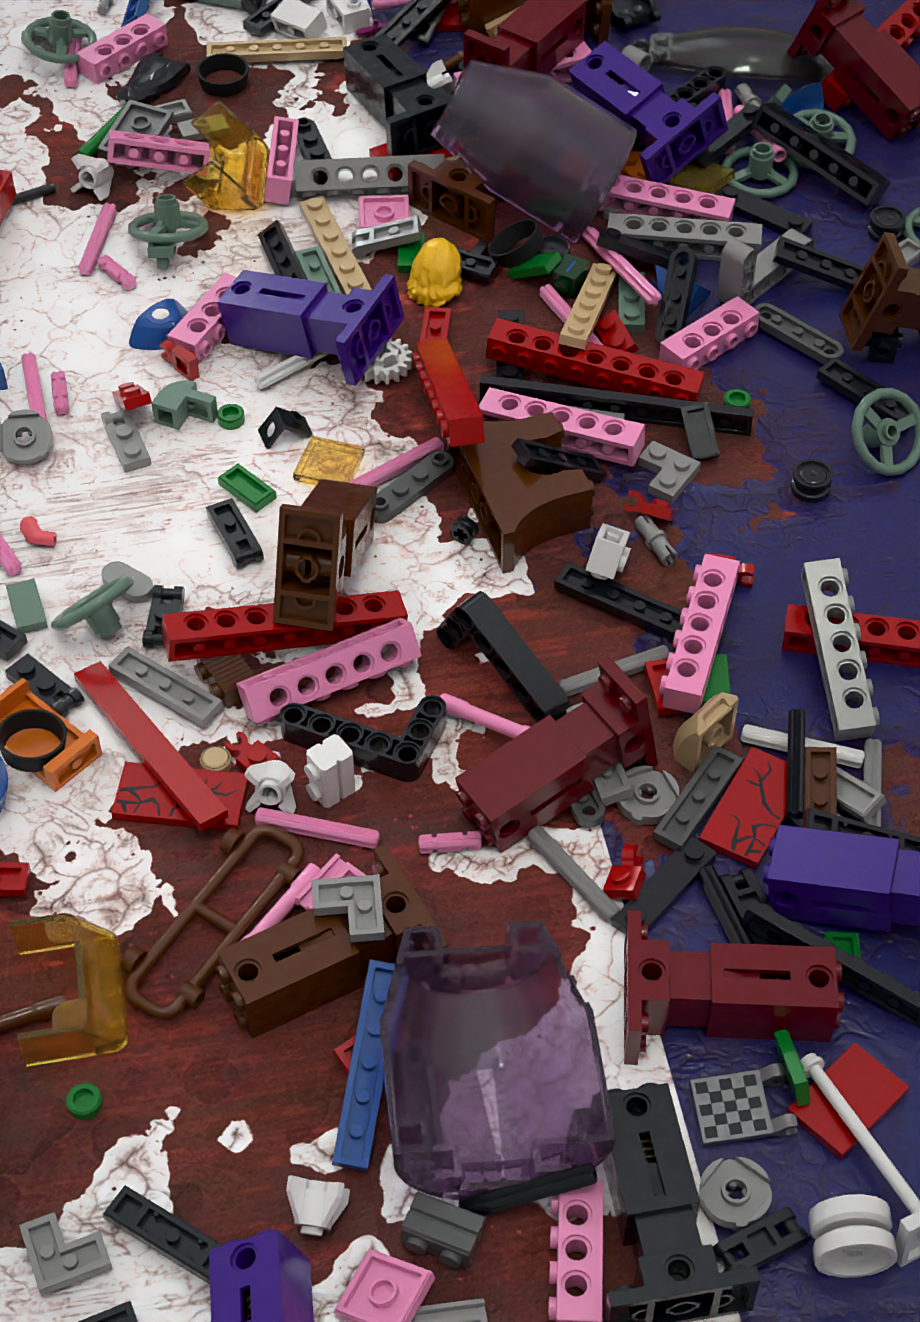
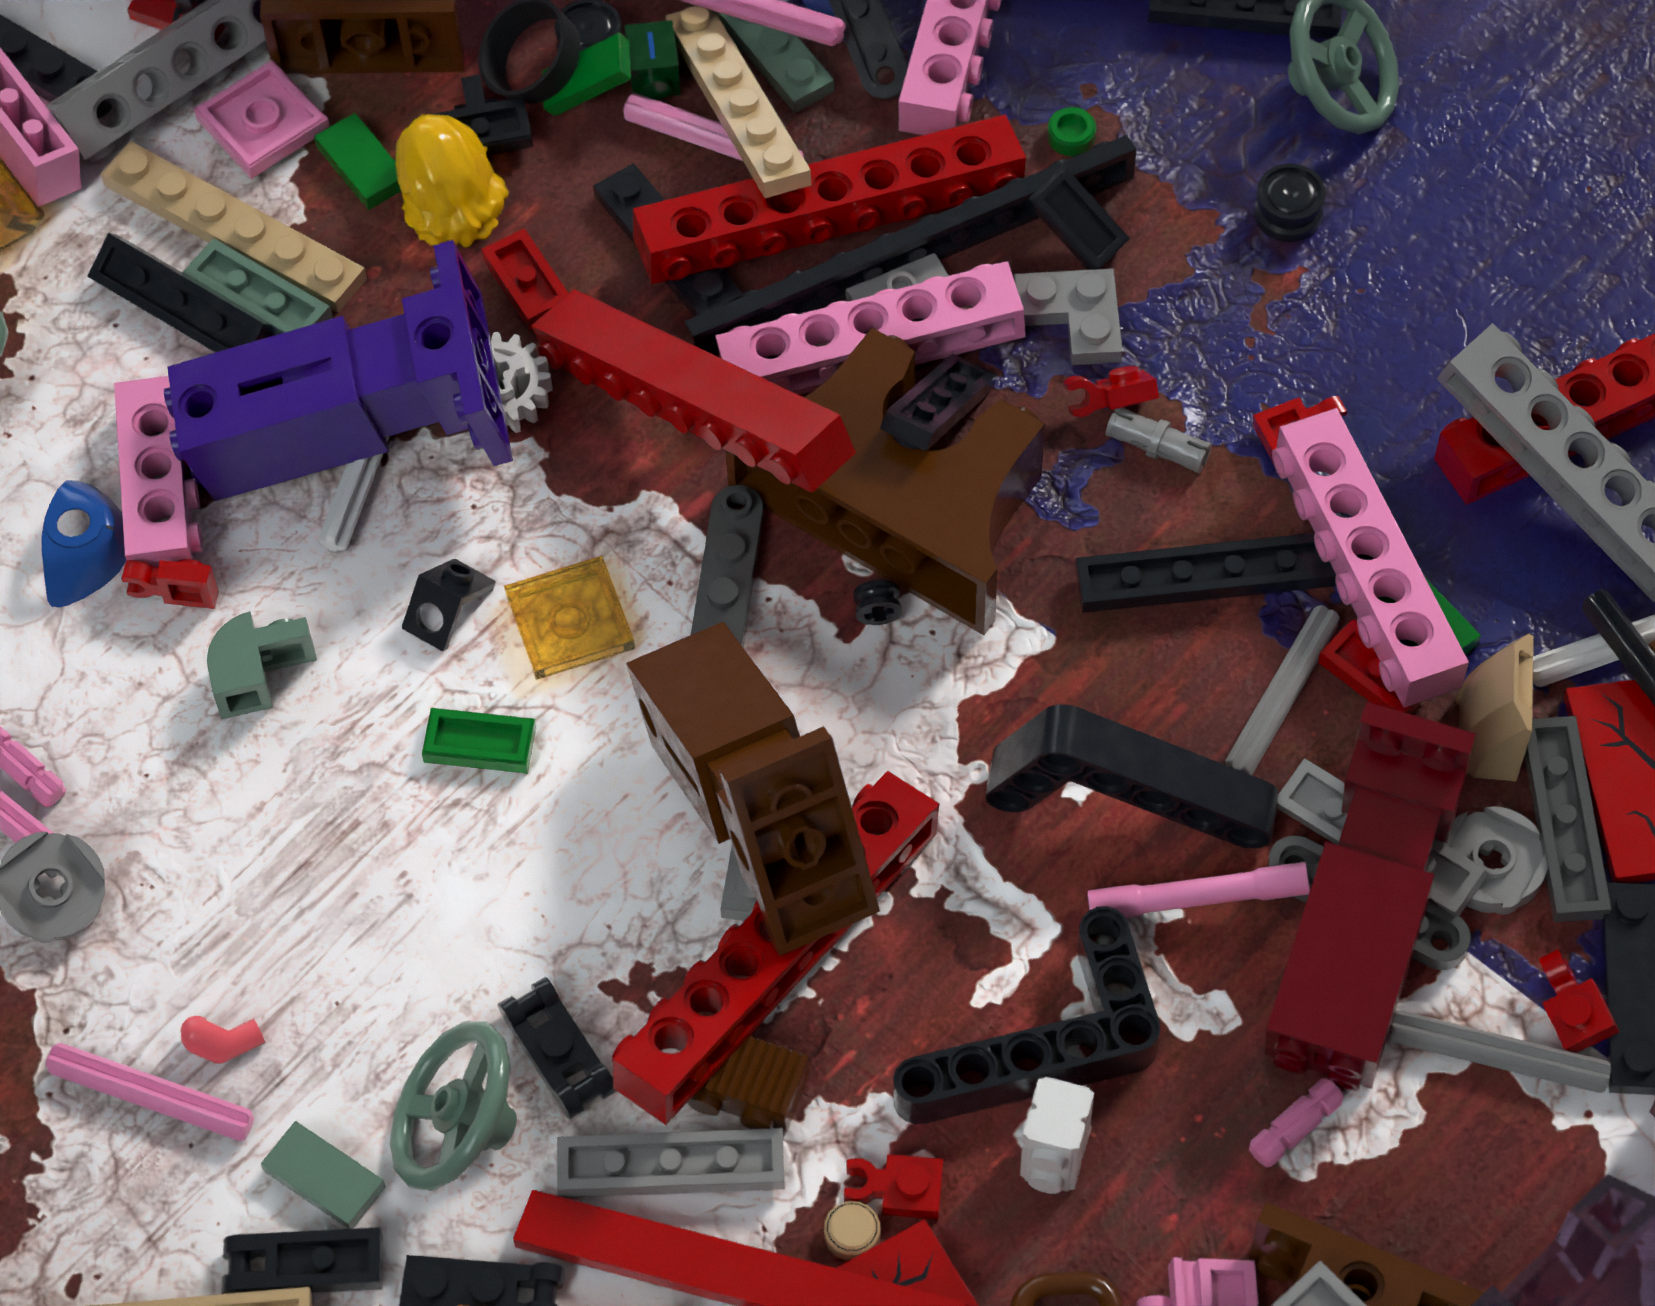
camera: 35 degrees left, 10 degrees up
(126, 440) = (210, 780): light grey plate -> none
(131, 396) = (162, 702): red plate -> none
(139, 591) = (421, 1021): light grey tile -> none
(230, 416) = (339, 632): green tile -> none
(234, 532) = (536, 832): black plate -> none
(257, 689) = (899, 972): bright pink brick -> none
(272, 785) = (985, 1215): white brick -> none
(318, 827) = (1094, 1233): bright pink axle -> none
(386, 236) = (306, 157): light grey plate -> none
(399, 464) = (676, 558): bright pink axle -> none
(608, 552) = (1131, 508): white brick -> none
(614, 333) = (813, 126): red plate -> none

